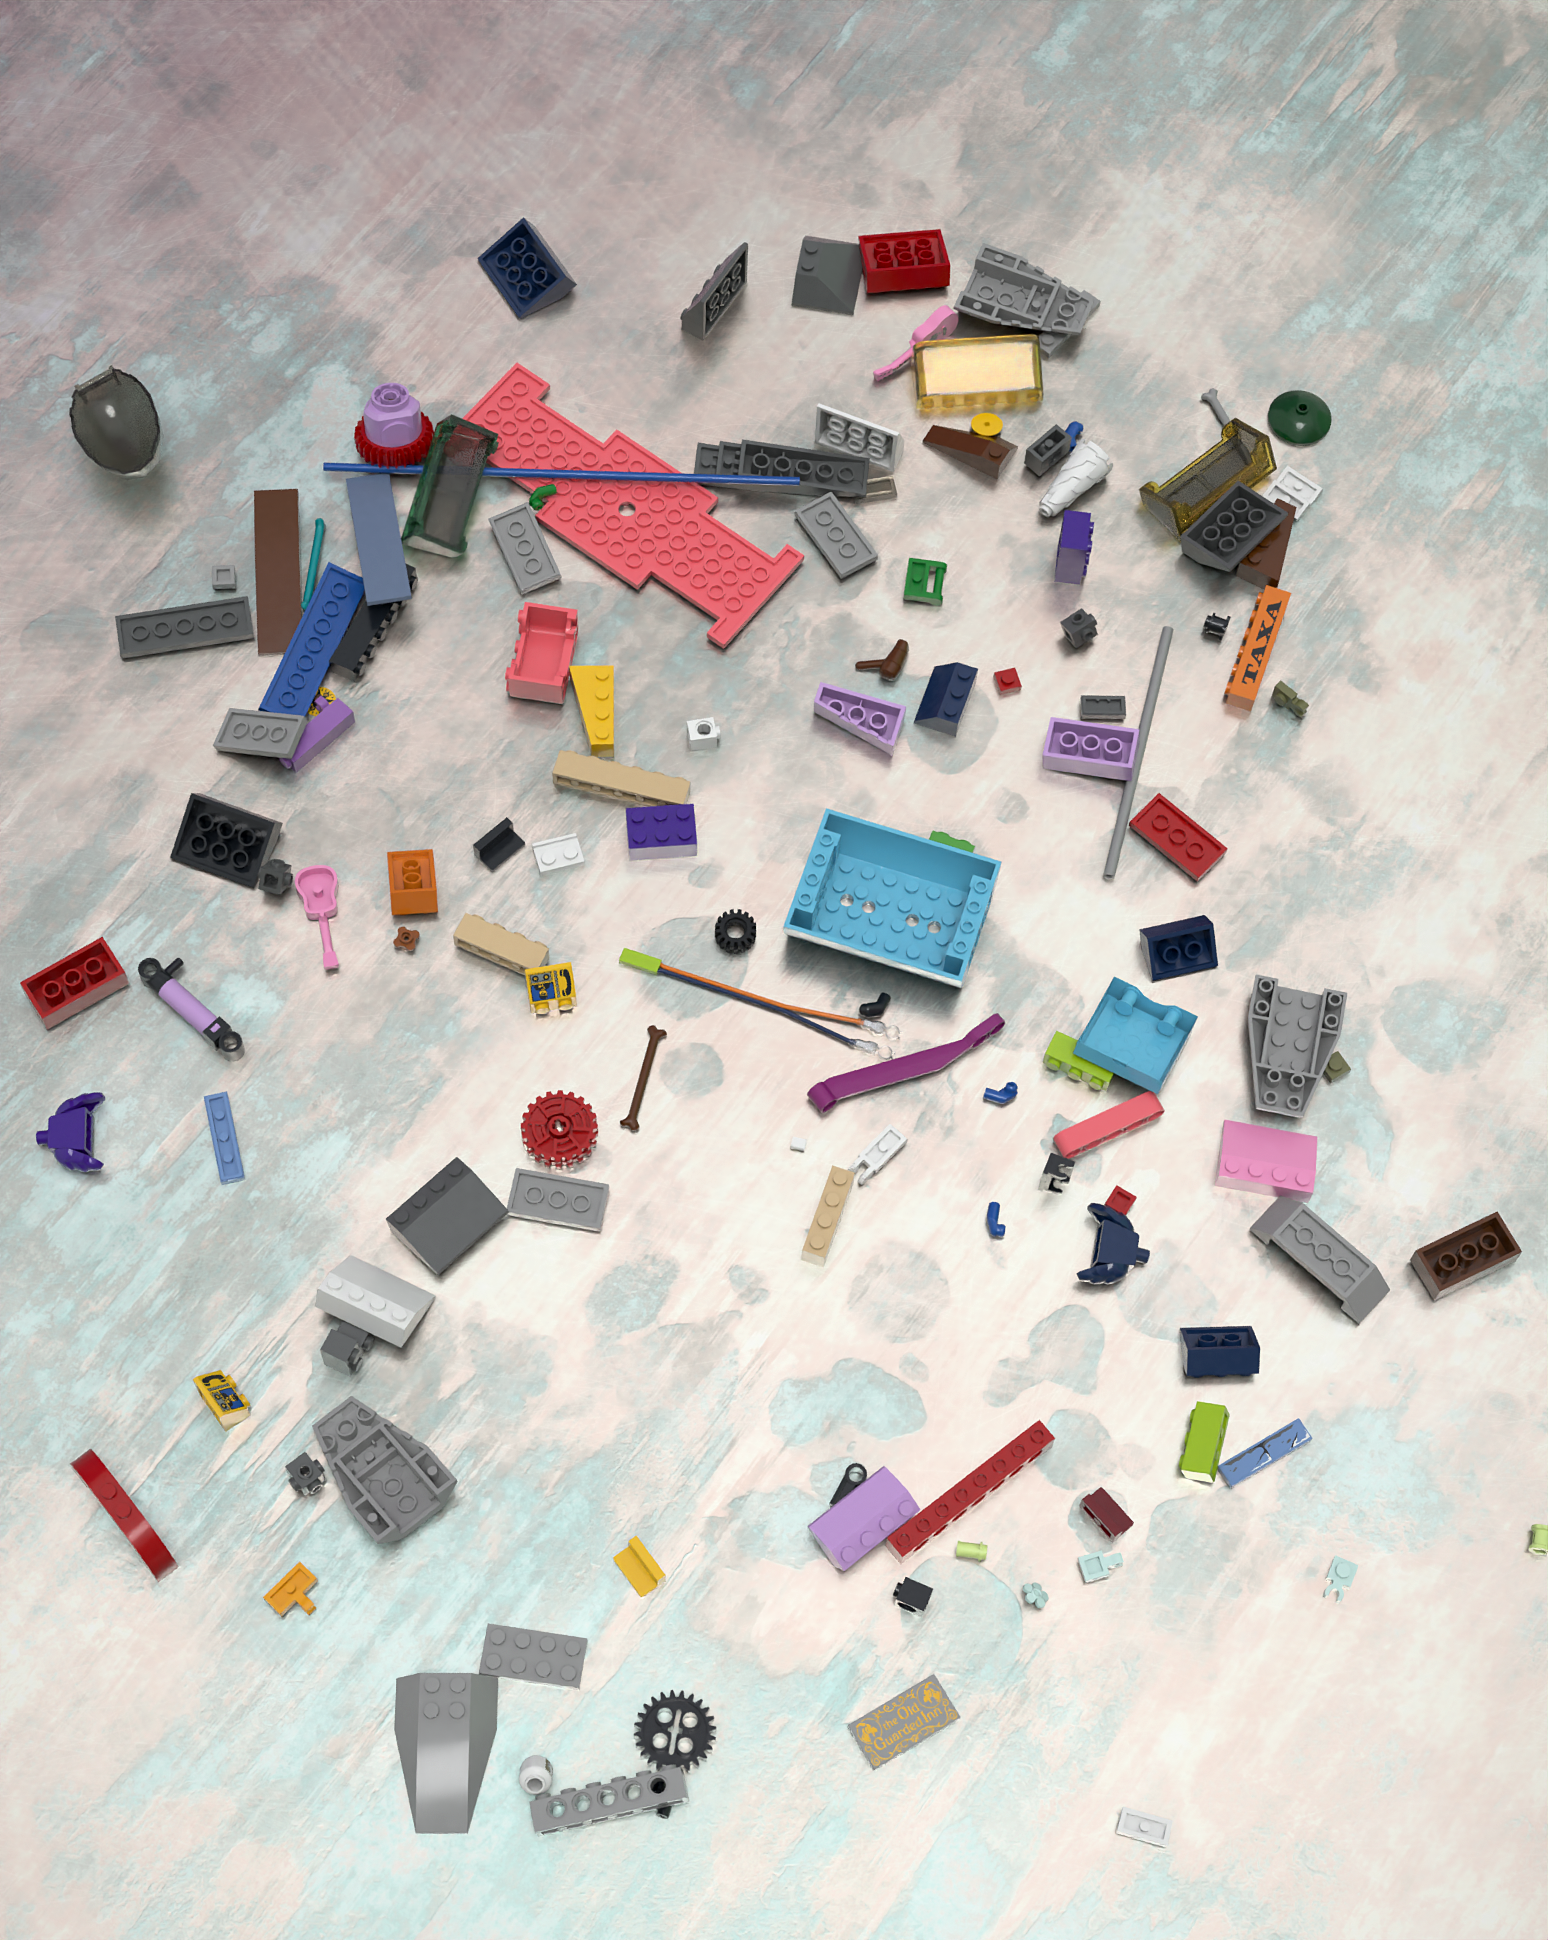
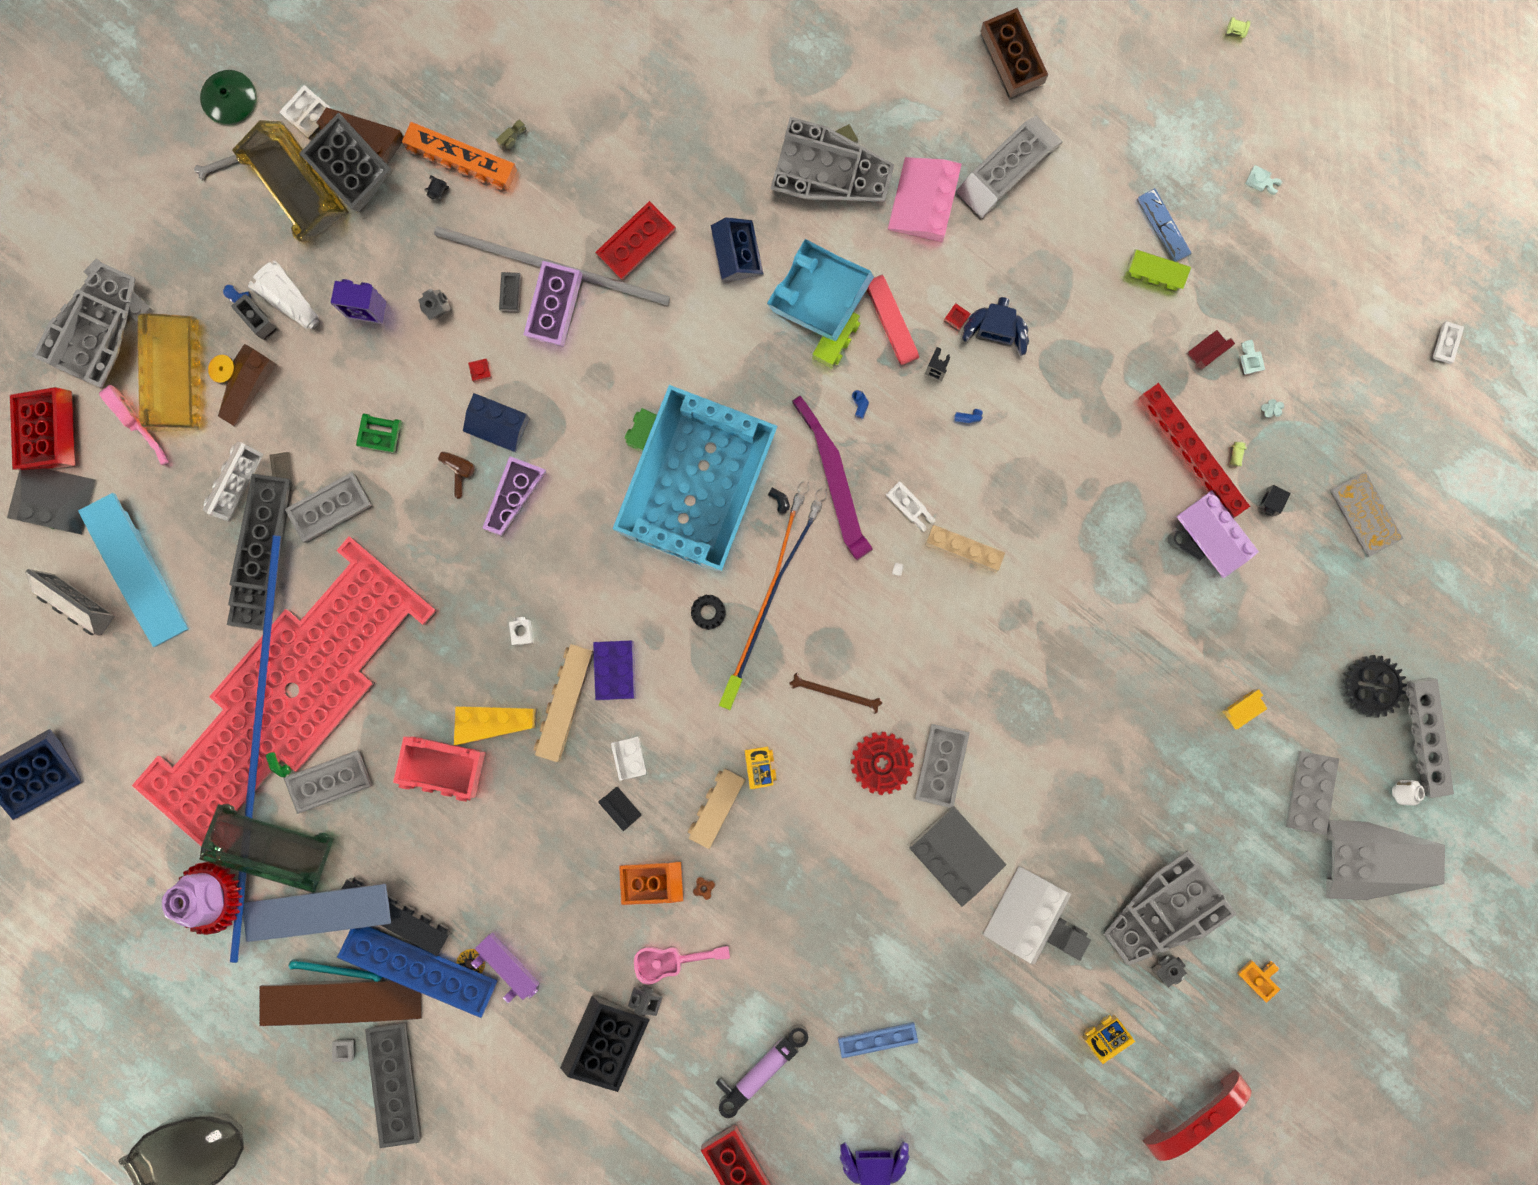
camera: 80 degrees left, 20 degrees up
(260, 733) = (507, 1016): light grey plate -> none
(755, 352) = (133, 569): none -> medium azure slope
(1220, 1351) = (1083, 250): dark blue slope -> none

